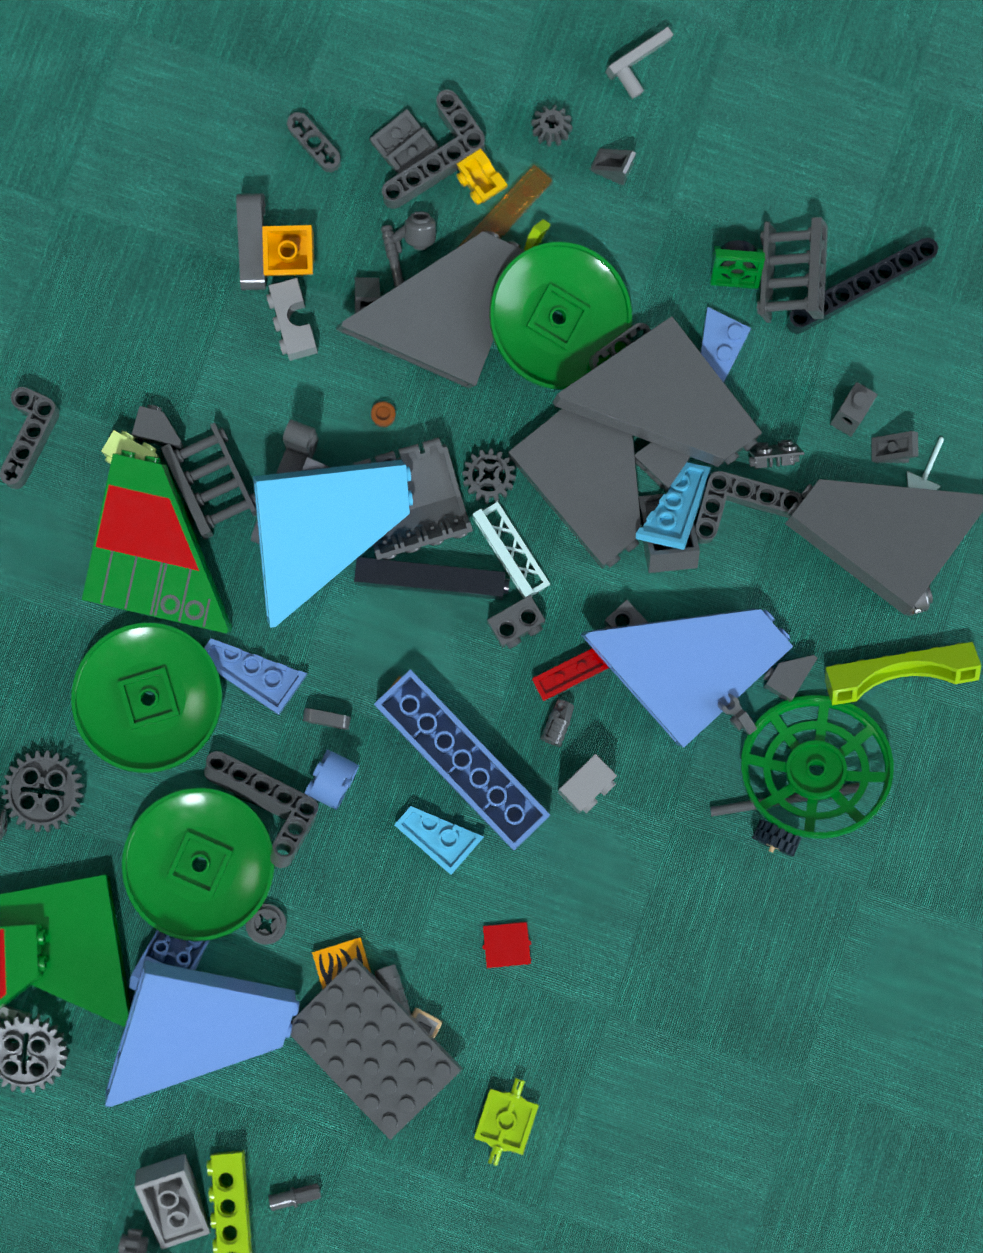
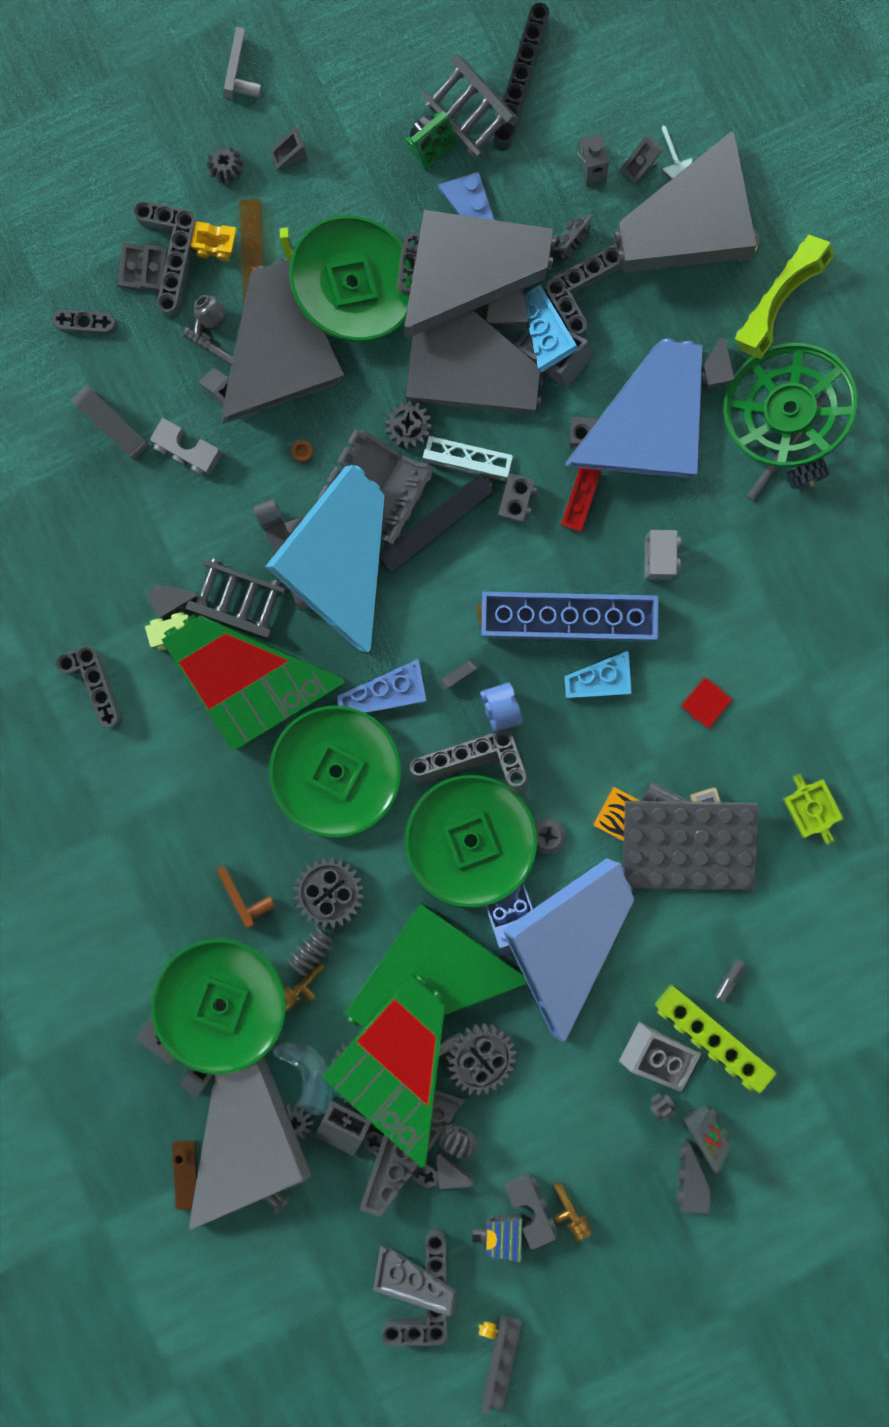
camera: 35 degrees left, 5 degrees up
(288, 250) = (139, 405): light orange slope -> none
(557, 723) = (603, 536): dark grey hinge -> none
(739, 717) = (711, 422): dark grey plate -> none

